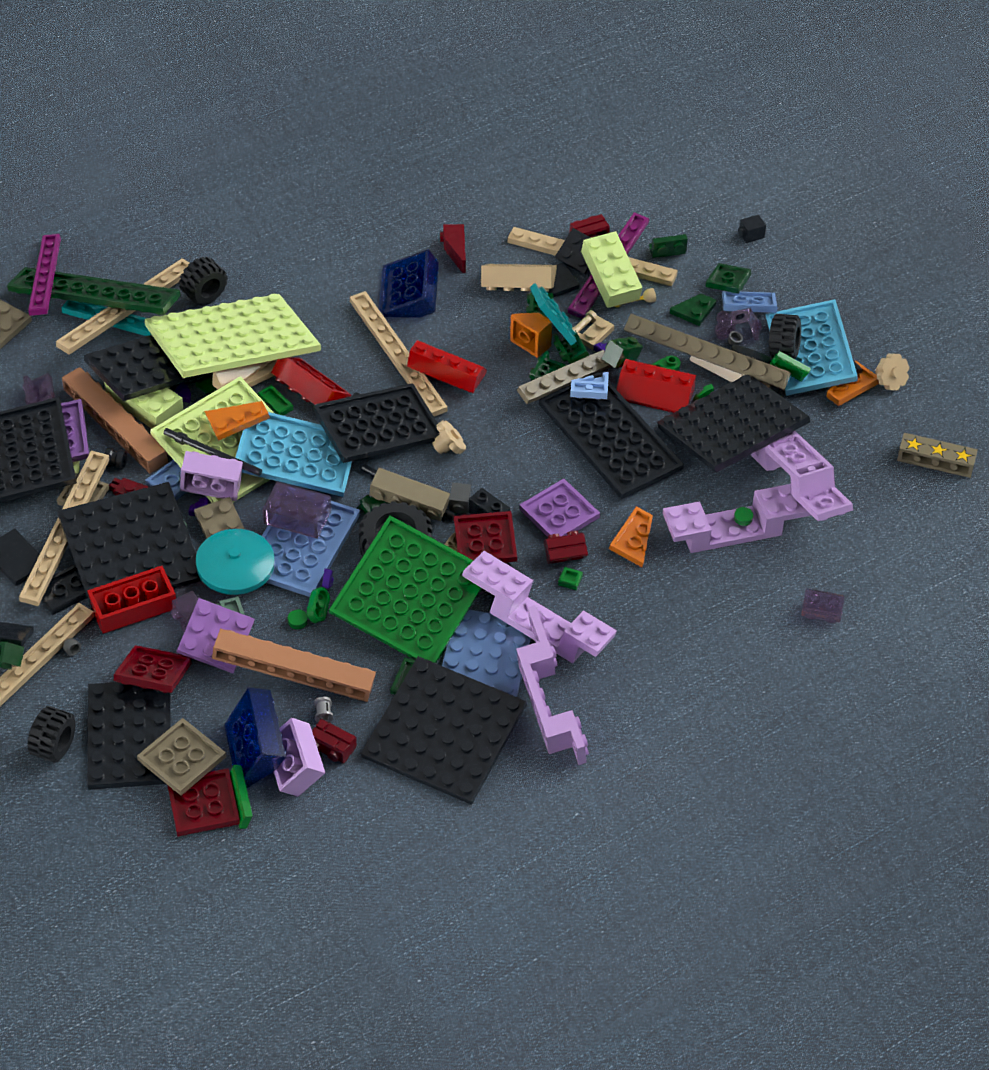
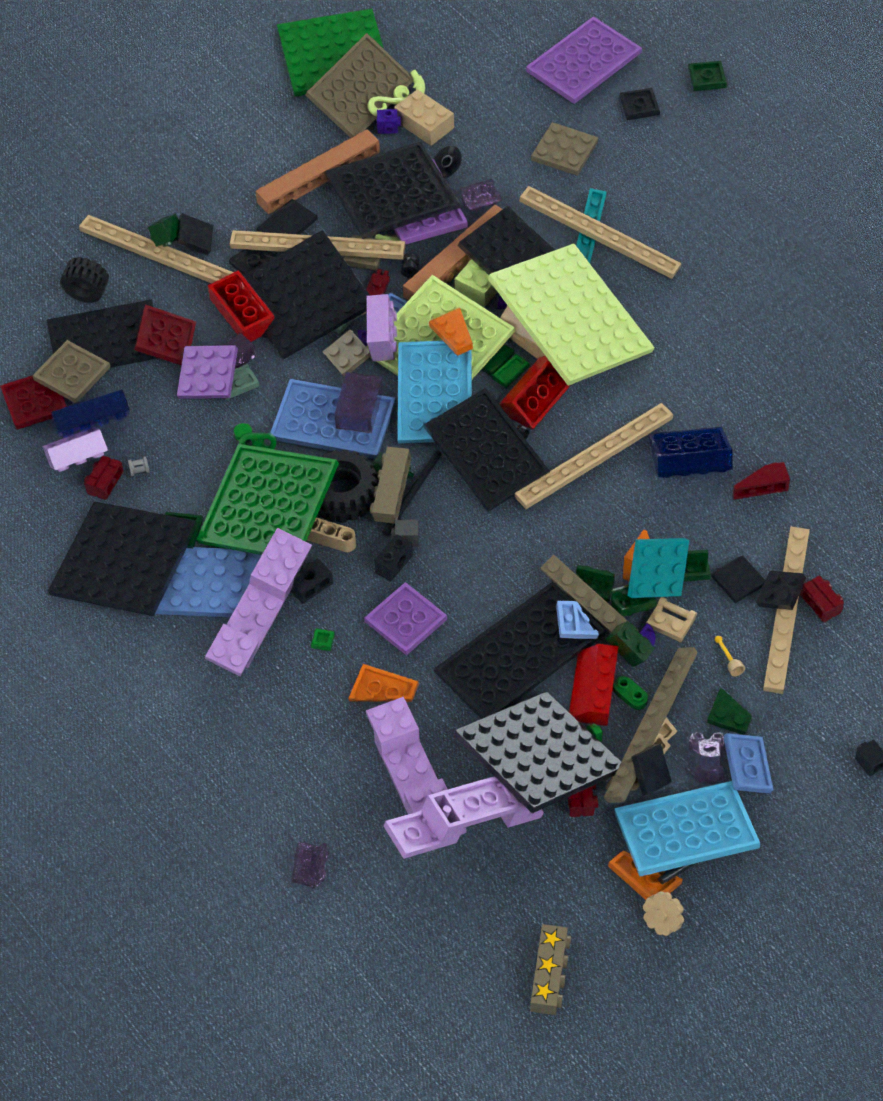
camera: 85 degrees right, 5 degrees up
(44, 275) = (624, 164): magenta tile -> none
(71, 646) = (190, 280): dark grey hinge -> none
(101, 291) = (607, 203): dark green plate -> none
(182, 438) = (422, 300): black bar -> none
(203, 281) = (643, 280): black tyre -> none
(235, 561) = (294, 370): teal dish -> none
(241, 796) = (32, 424): green tile -> none
(293, 665) = (177, 432): nougat brick -> none
(327, 578) = (285, 442): dark purple tile -> none
(445, 366) = (582, 495): red slope -> none
(448, 439) = (479, 511): tan plant -> none
(486, 533) = (342, 552): dark red plate -> none
(517, 276) = (728, 539): tan slope -> none
(538, 662) = (156, 615): lavender bracket -> none
(565, 547) = (352, 626): dark red brick -> none
(590, 292) = (769, 621): magenta tile -> none
(611, 269) = (748, 617): yellowish green brick -> none
(668, 246) = (816, 675): dark green bracket -> none
(728, 278) = (783, 740): dark green plate -> none
(735, 334) = (687, 750): dark grey hinge -> none
(743, 516) = (418, 777): green tile -> none
(785, 335) = (673, 788): black tyre -> none
(796, 368) = (633, 800): green tile -> none

